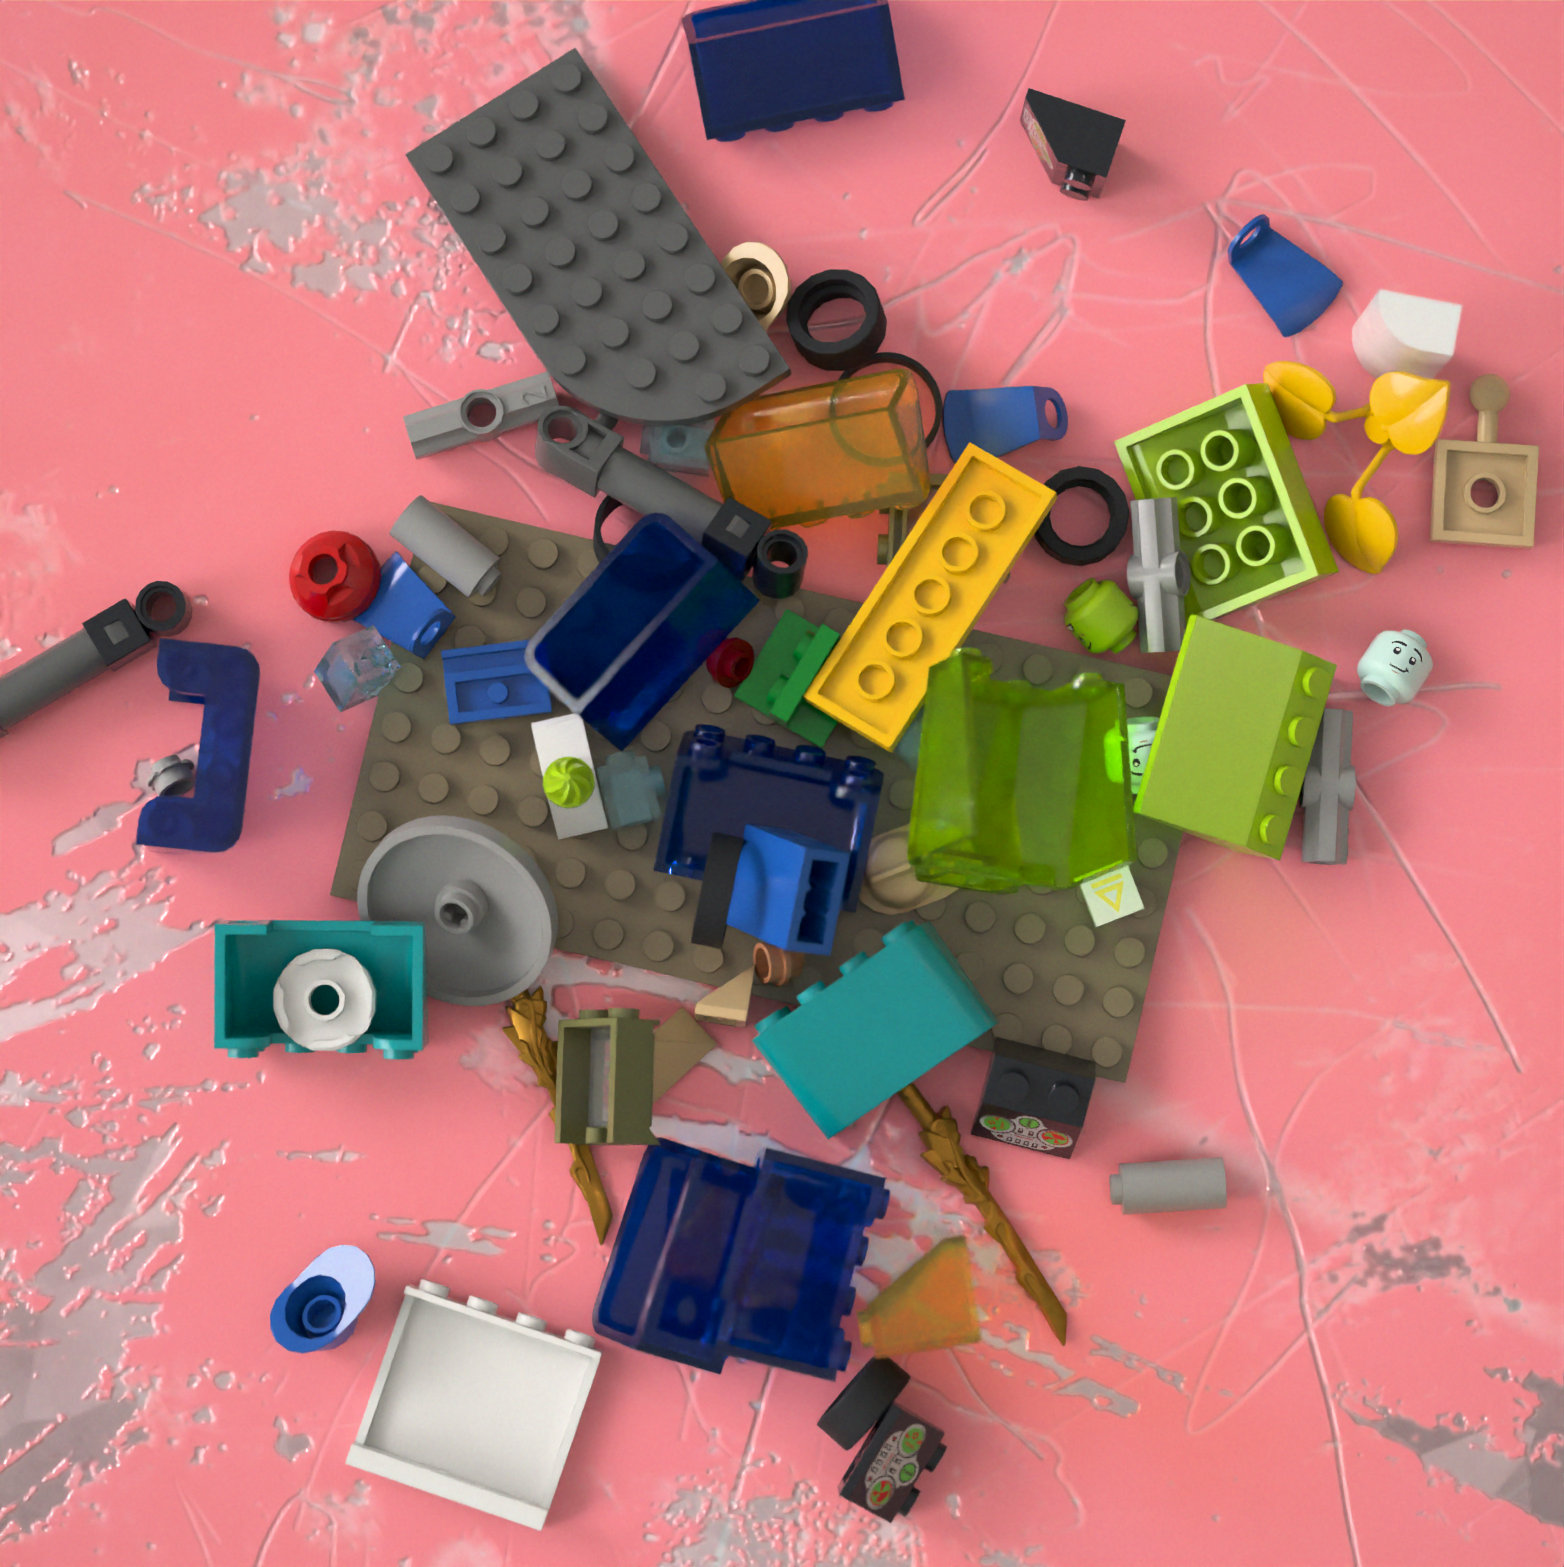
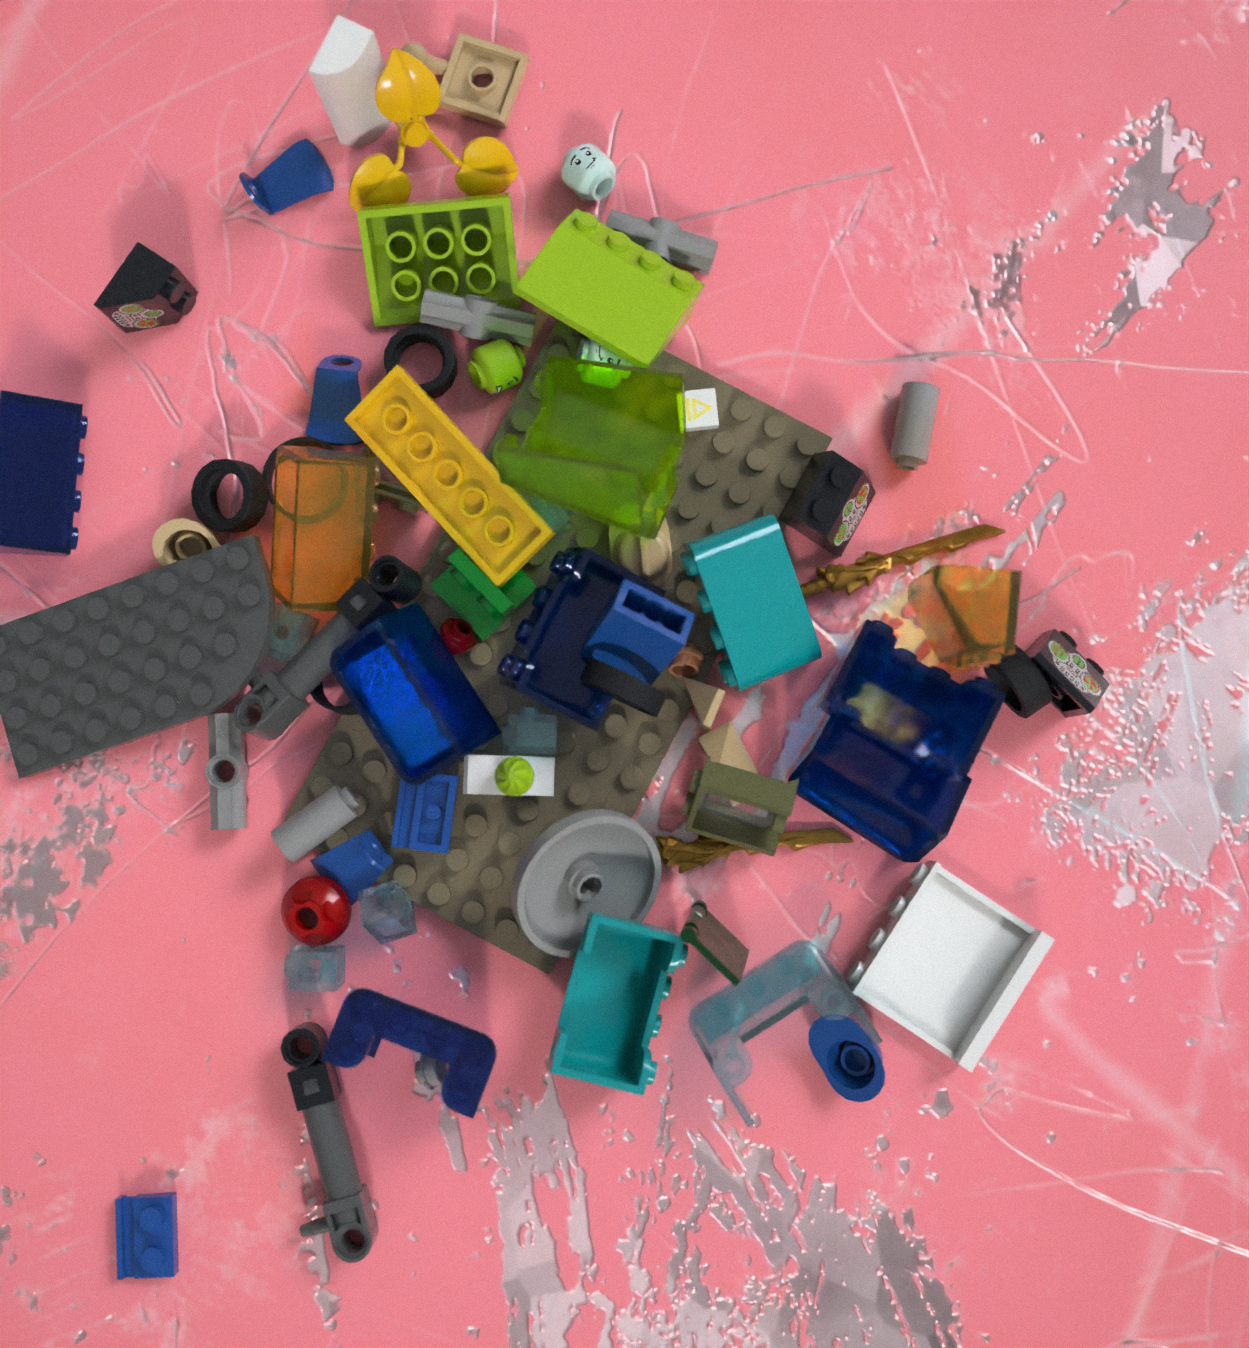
camera: 75 degrees left, 0 degrees up
(247, 584) = (305, 978): none -> clear light blue brick
(294, 993) = (632, 1023): white tile -> none
(371, 1173) = (762, 999): none -> clear light blue windscreen
(426, 1092) = (715, 942): none -> piece

